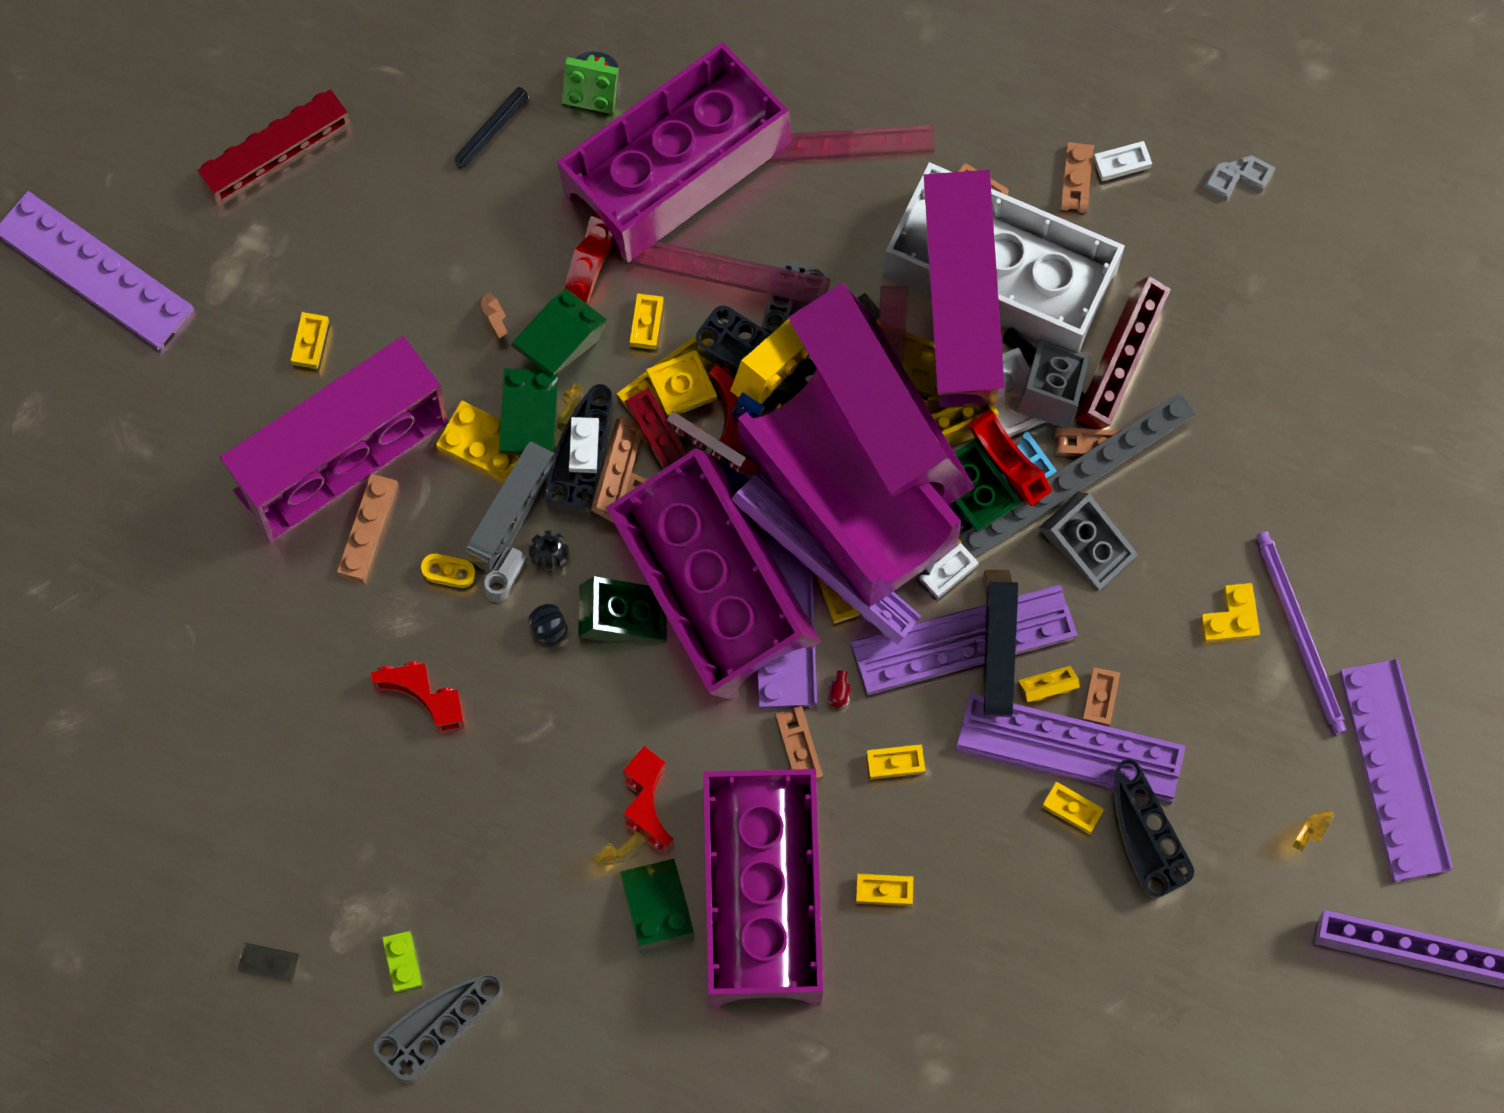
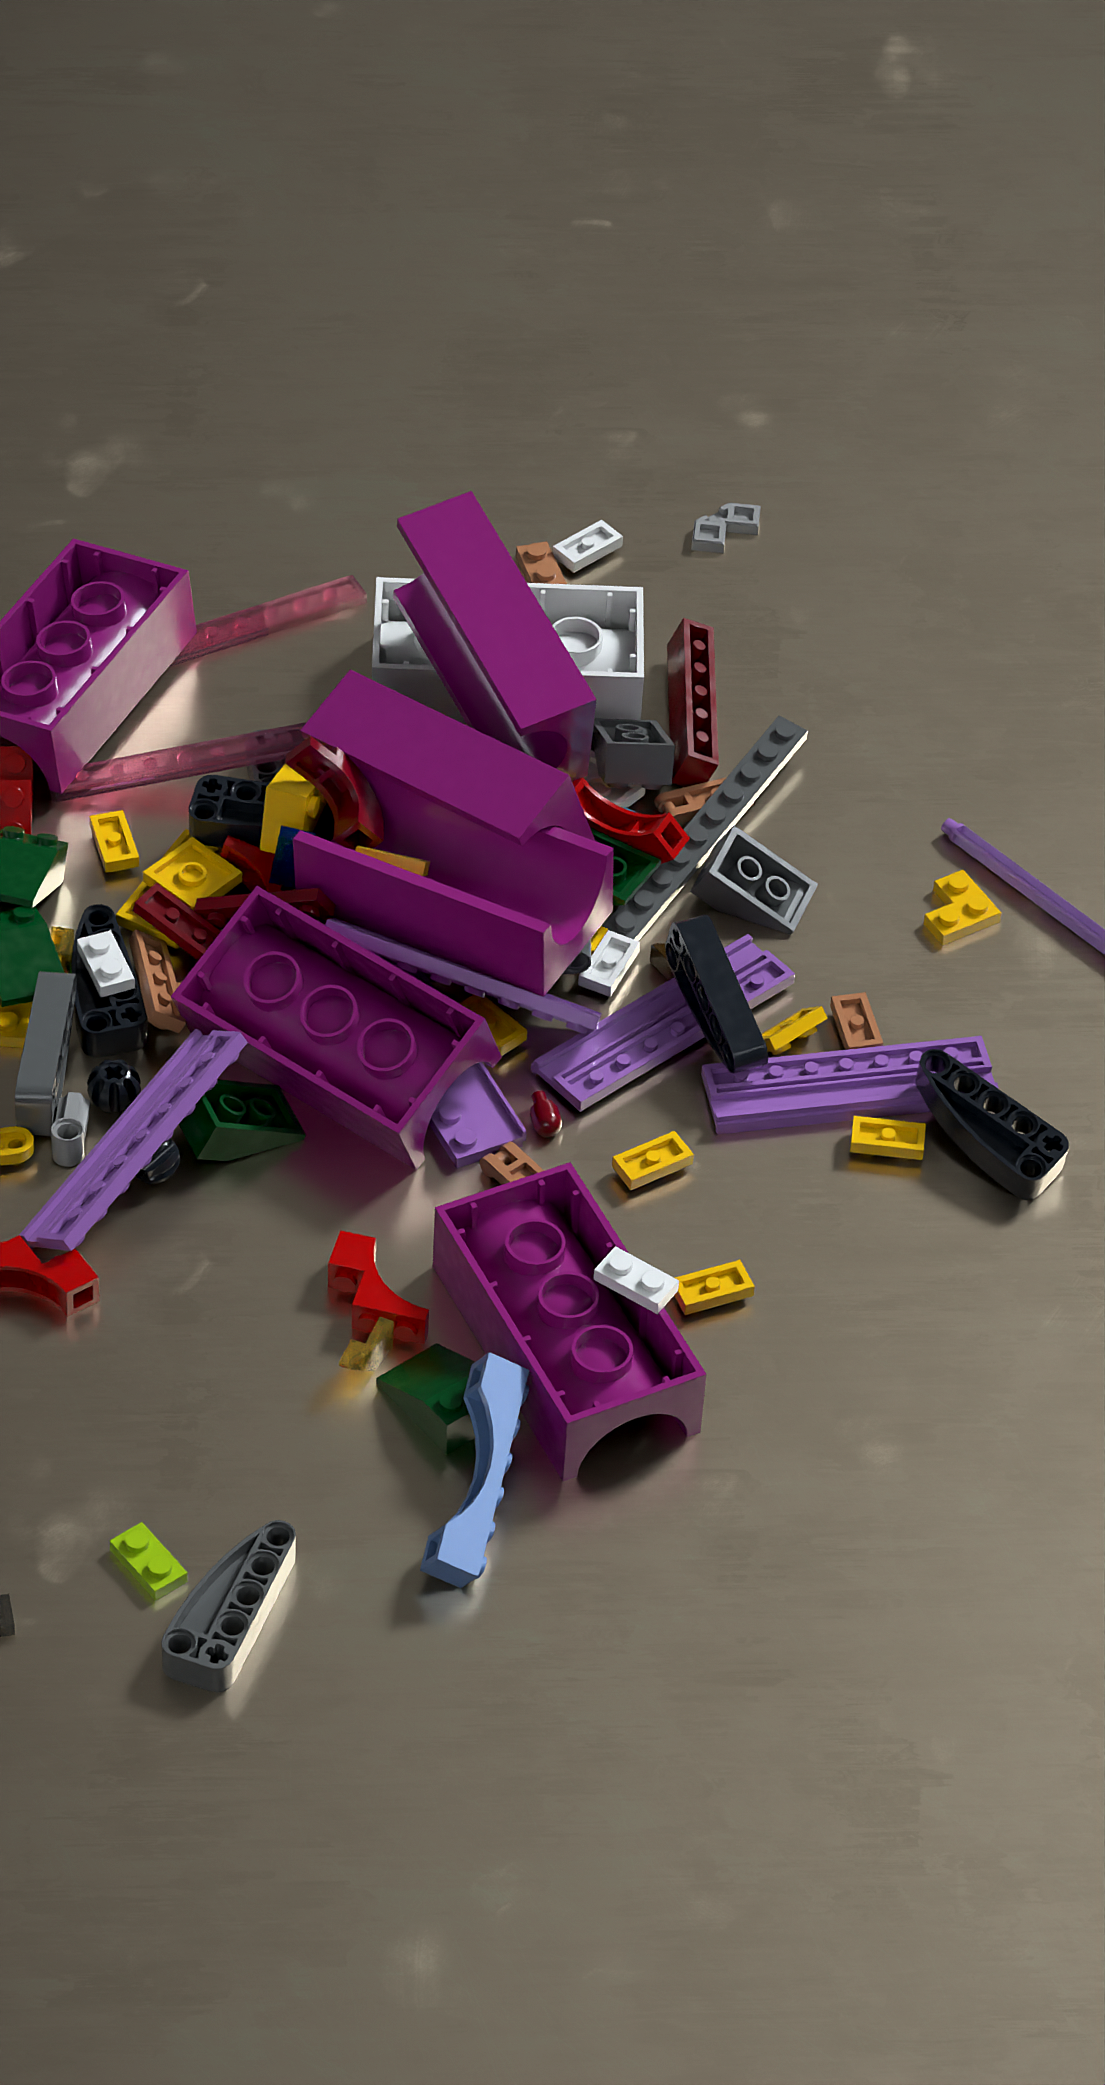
camera: 25 degrees left, 25 degrees down
(533, 615) = (133, 1140): none -> medium lavender plate
(607, 1040) = (493, 1401): none -> medium blue arch
(802, 386) = (345, 788): none -> dark red arch
(808, 454) = (410, 864): none -> yellow plate
(811, 894) = (636, 1280): none -> white plate

